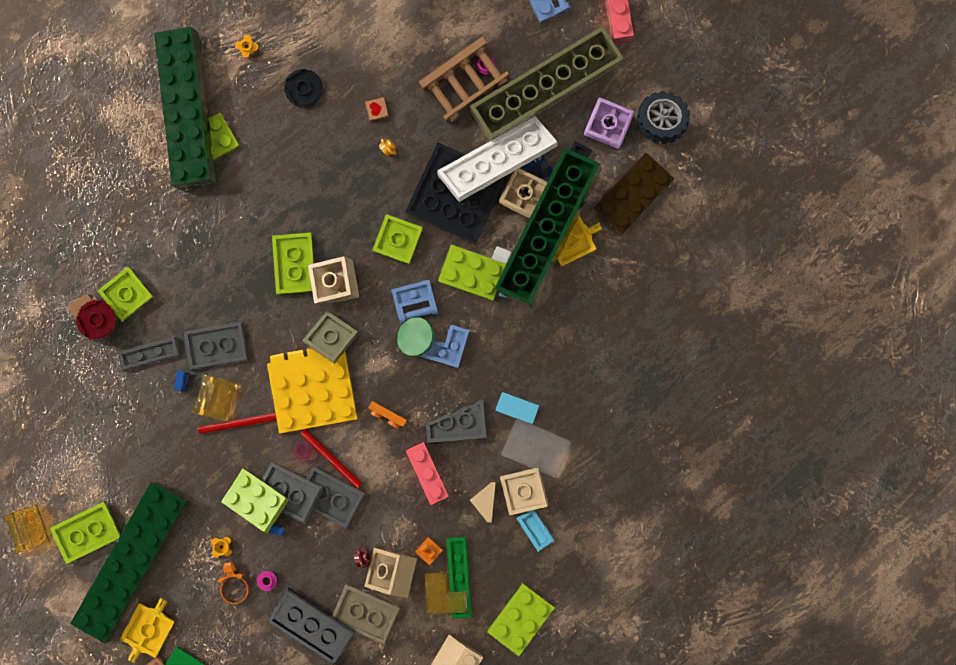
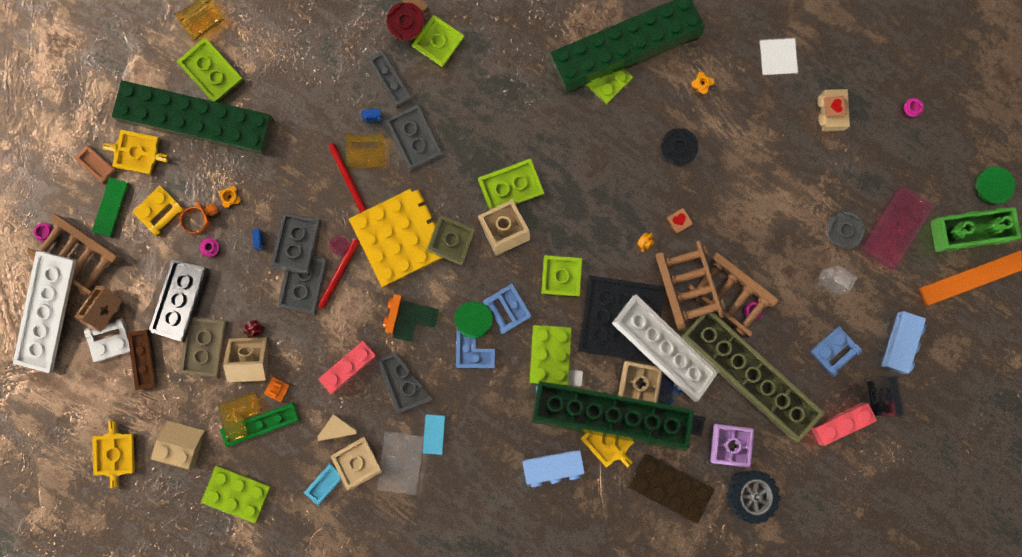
camera: 70 degrees right, 0 degrees up
(208, 626) = (154, 206): none -> yellow plate
(255, 500) = (279, 214): lime plate -> none
(394, 399) = (413, 314): none -> clear green plate
(452, 133) = (676, 298): none -> medium nougat fence
(582, 300) = (553, 468): none -> light blue brick

